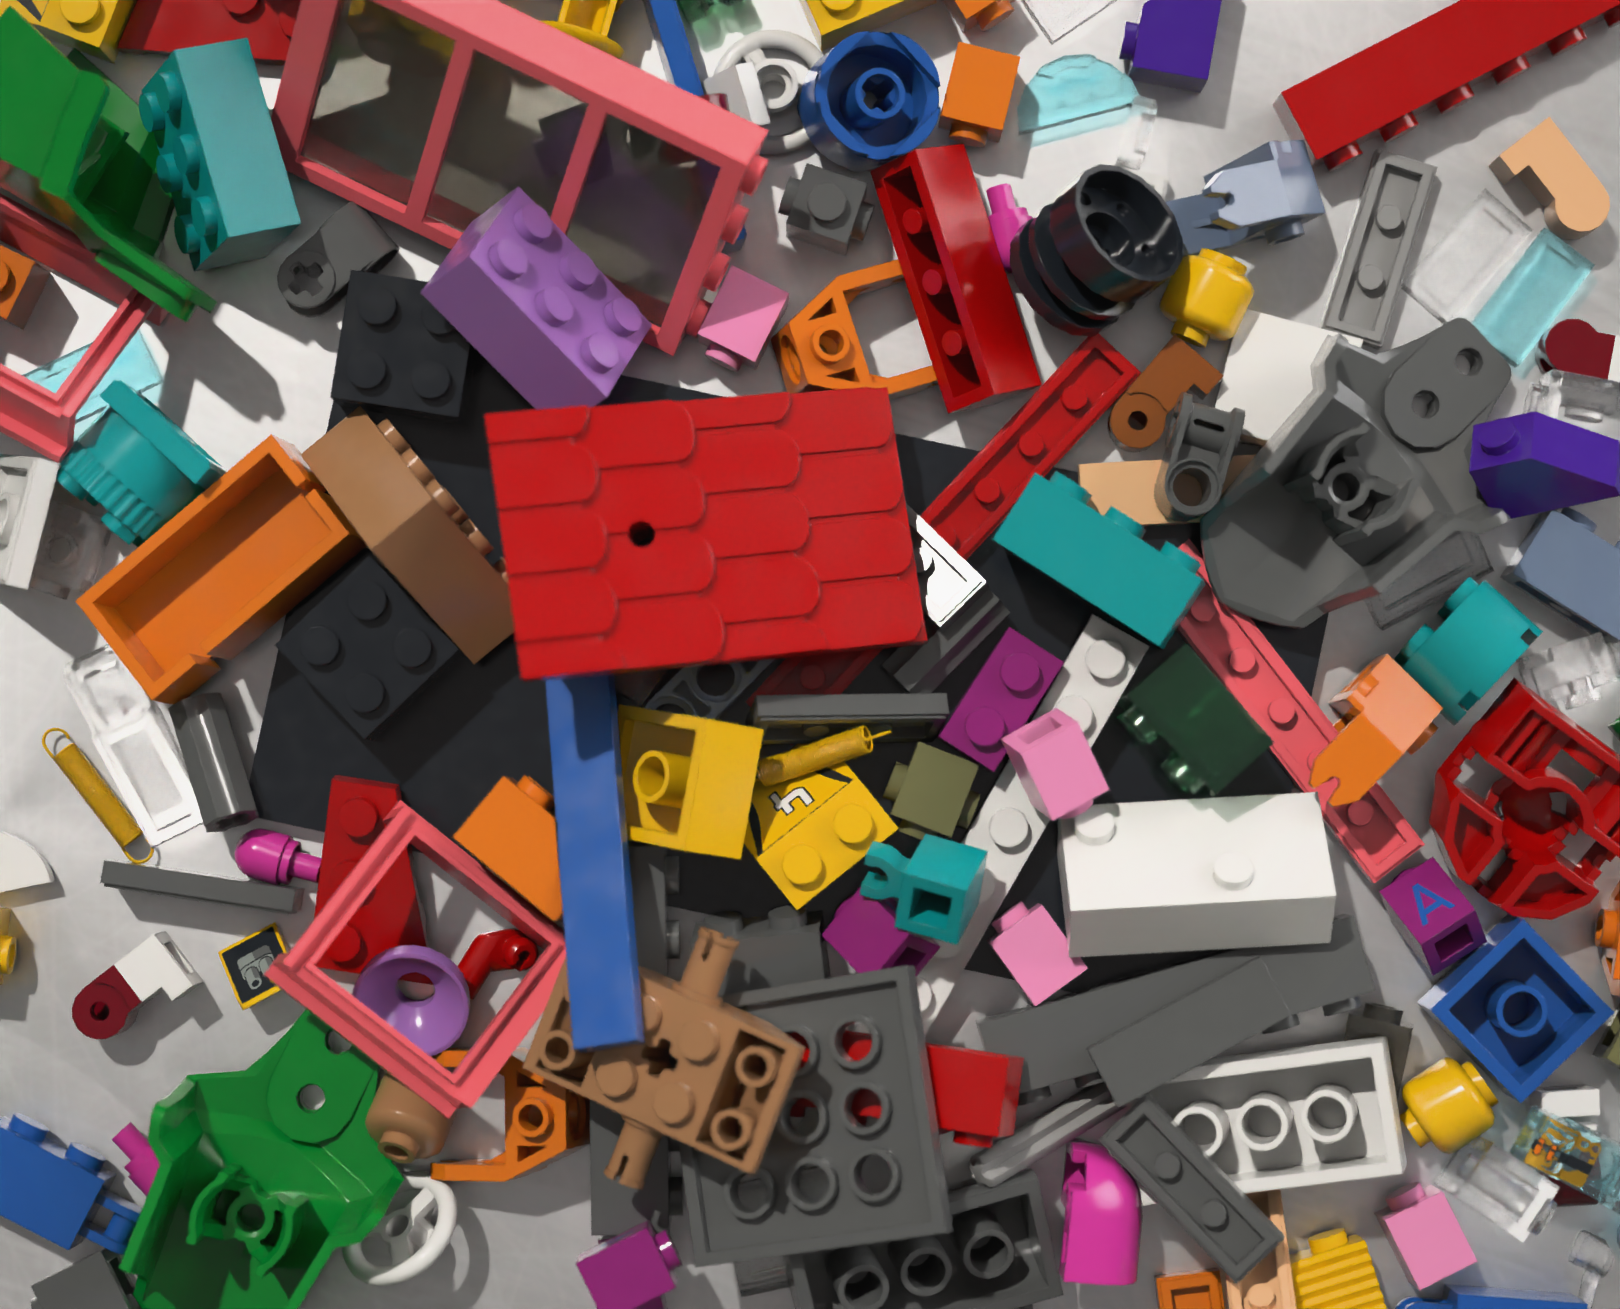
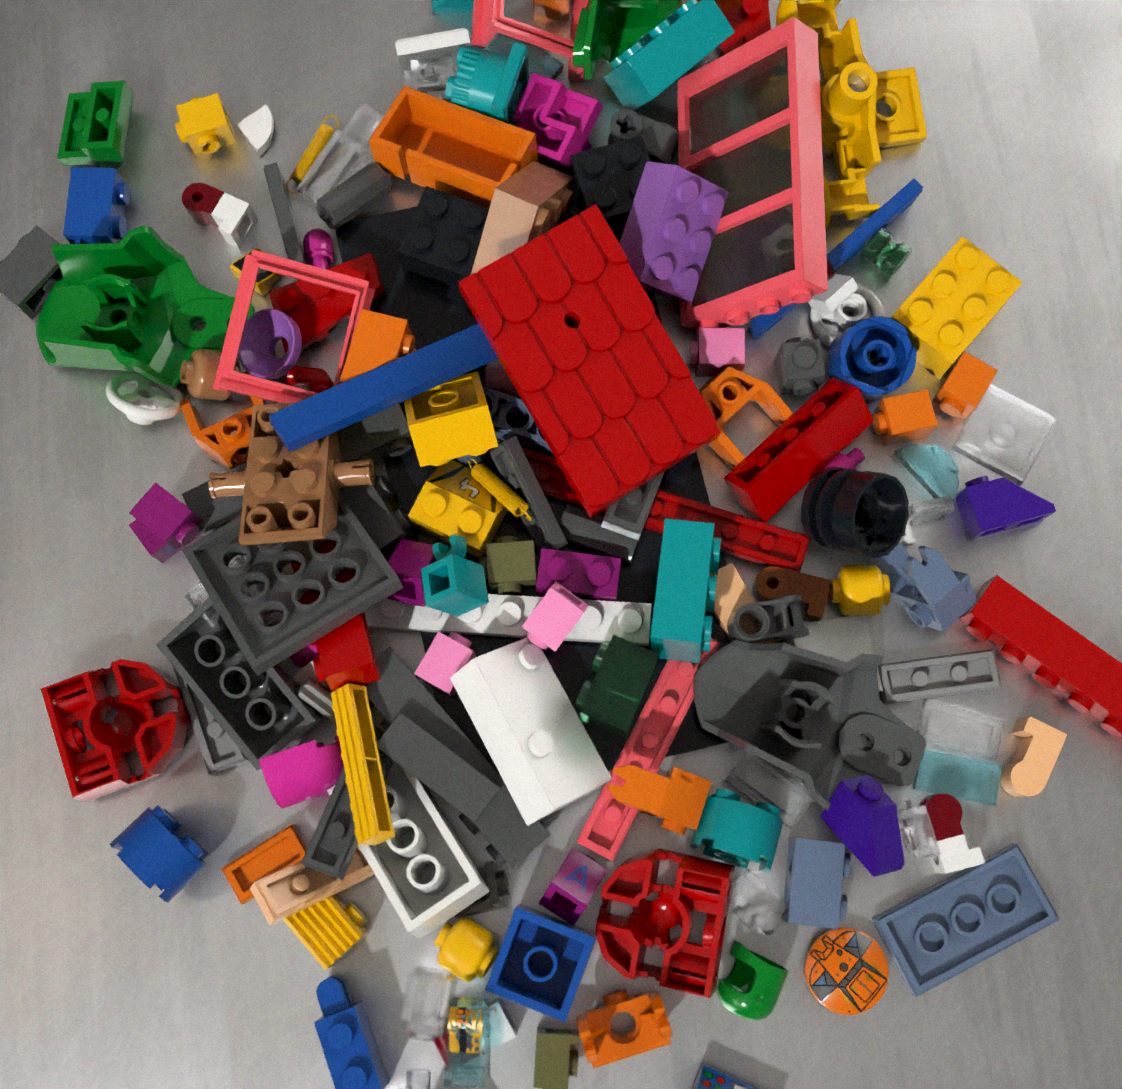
camera: 70 degrees right, 10 degrees down
(241, 386) = (557, 117): none -> dark pink brick
(1139, 1137) = (362, 765): none -> yellow piece
(1424, 1234) = (383, 971): bright pink brick -> none

